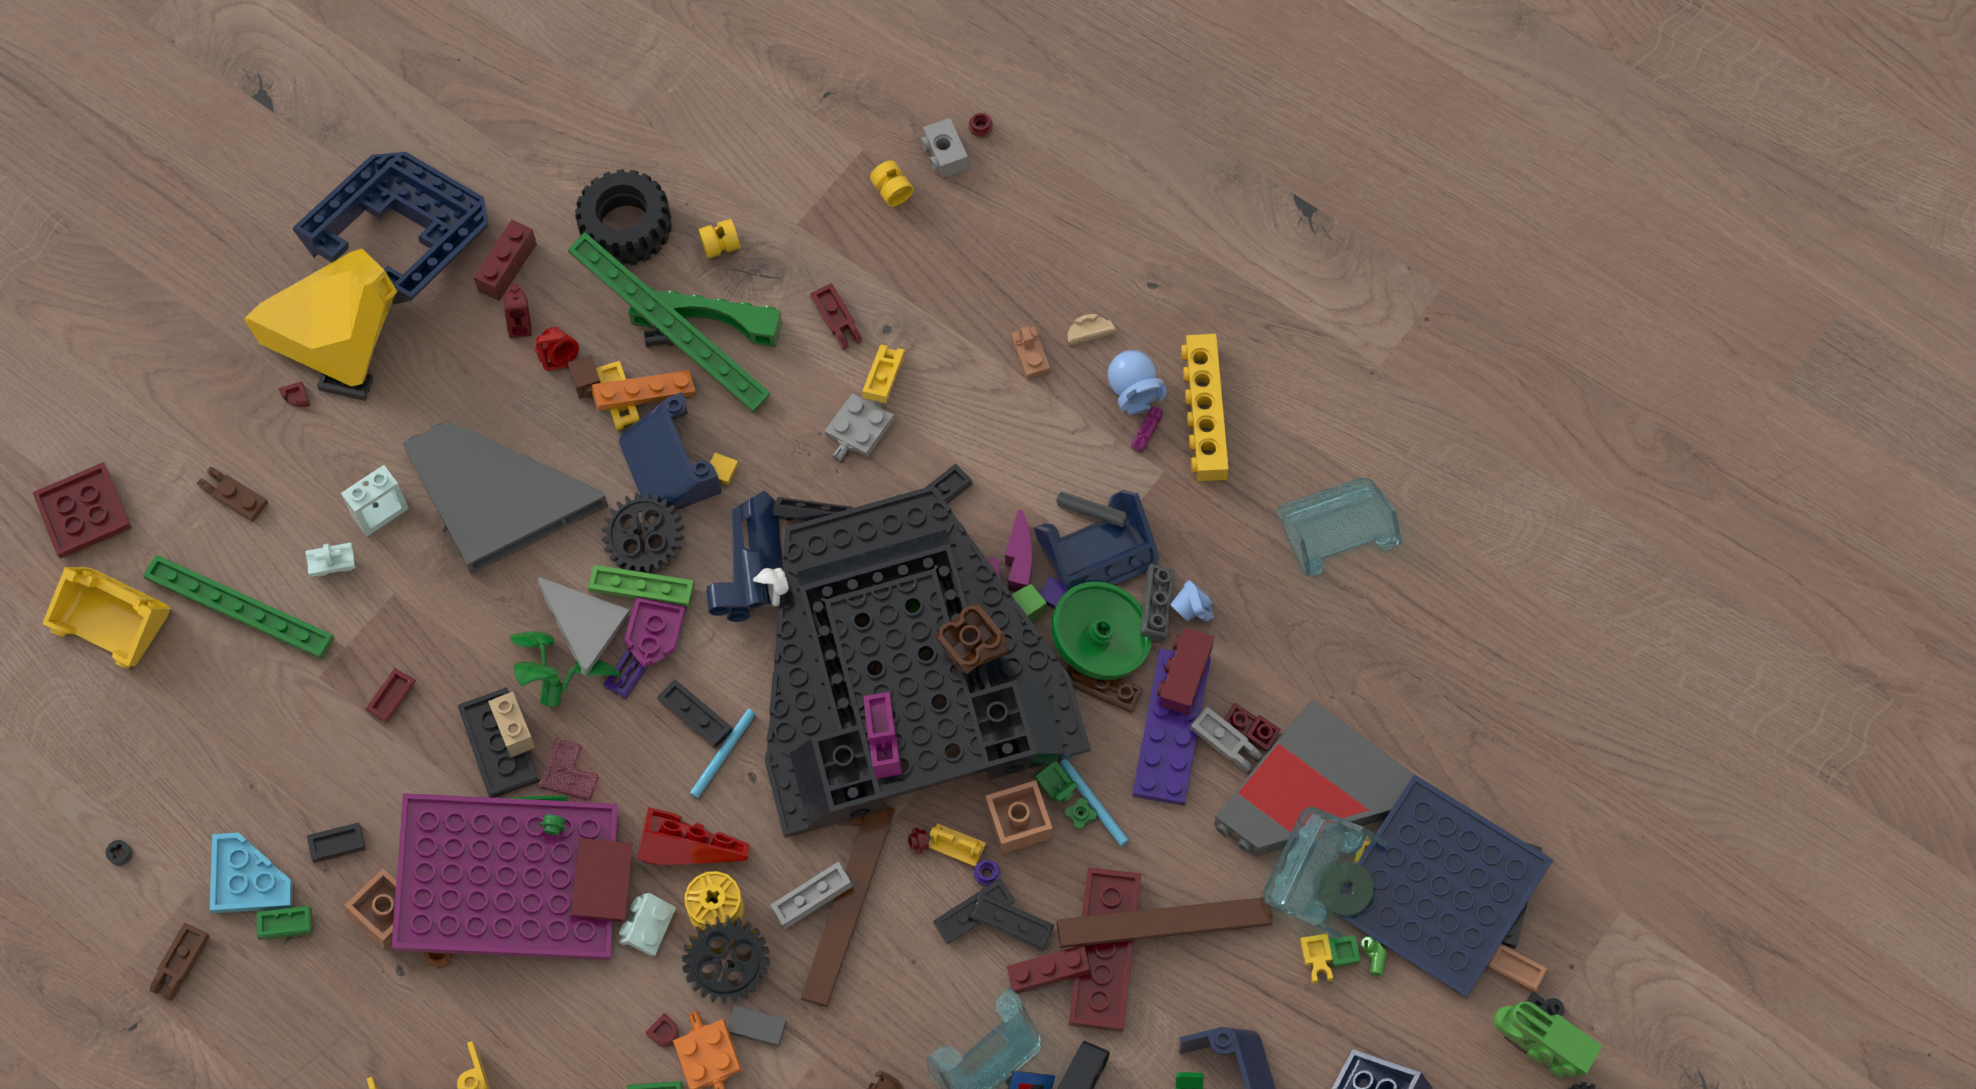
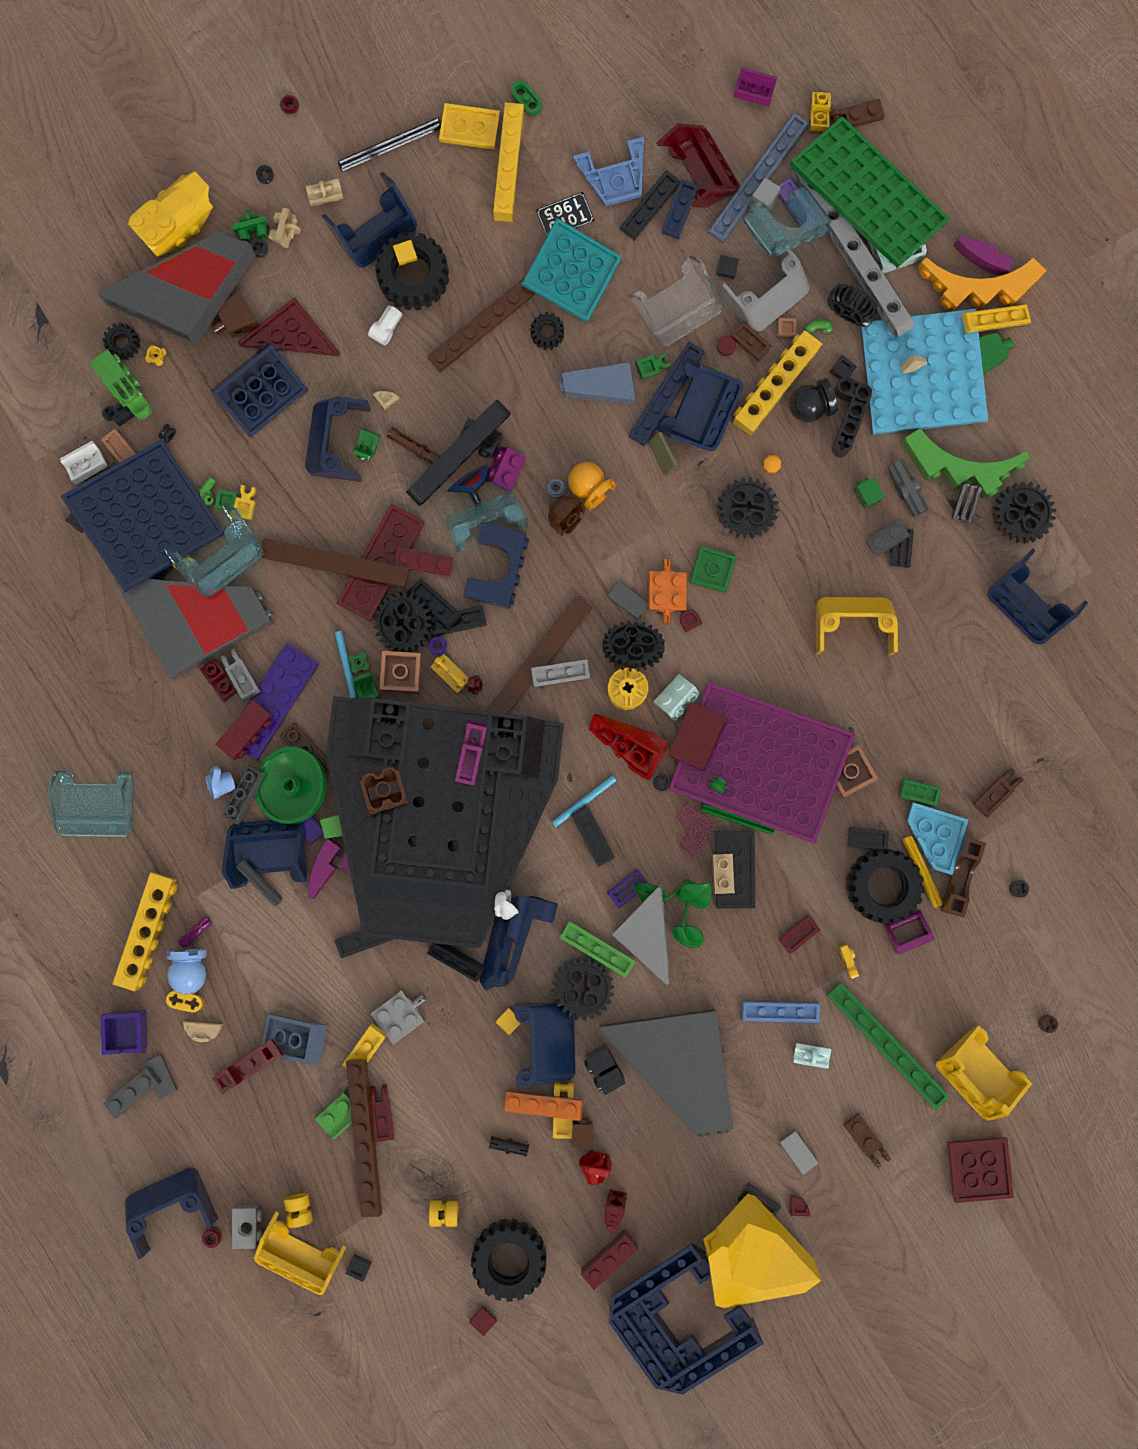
camera: 160 degrees left, 20 degrees up
(34, 700) = (1049, 1029): none -> reddish brown bush
(199, 814) = (957, 891): none -> reddish brown arch
(240, 736) = (914, 942): none -> magenta tile
(252, 827) = (928, 883): none -> yellow axle
(282, 758) = (909, 895): none -> black tyre
(313, 452) = (798, 1152): none -> light grey tile
(320, 690) = (847, 955): none -> yellow plate
(381, 492) = (761, 1086): light aqua window -> none
(385, 599) = (781, 1011): none -> medium blue tile
(582, 452) = (605, 1069): none -> black piece
(630, 804) = (667, 785): none -> black bush
(631, 151) = (483, 1321): none -> dark red tile
(653, 630) = (600, 910): magenta tile -> none
(669, 322) = (507, 1153): green plate -> none
(756, 323) = (510, 1172): green arch -> none
(797, 154) = (358, 1267): none -> black tile
(846, 283) = (363, 1137): none -> reddish brown plate
(869, 137) = (296, 1259): none -> yellow windscreen
(886, 297) = (336, 1116): none -> bright green plate
(931, 969) = (499, 592): none -> dark blue arch
(973, 355) = (296, 1038): none -> sand blue slope
(1018, 308) = (247, 1066): none -> dark red slope
(1030, 352) = (252, 1027): nougat hinge -> none
(1042, 881) = (391, 634): none -> black gear
(1054, 145) = (180, 1187): none -> dark blue windscreen
(1116, 264) = (162, 1071): none -> dark grey tile
(1121, 345) = (184, 1005): none -> yellow beam
(1140, 234) = (131, 1092): none -> dark grey plate
(1182, 294) = (123, 1031): none -> dark purple piece
(1344, 873) = (203, 546): clear green plate -> none
(1462, 1009) = (167, 433): none -> black bush
(1551, 928) = (84, 462): none -> white bracket

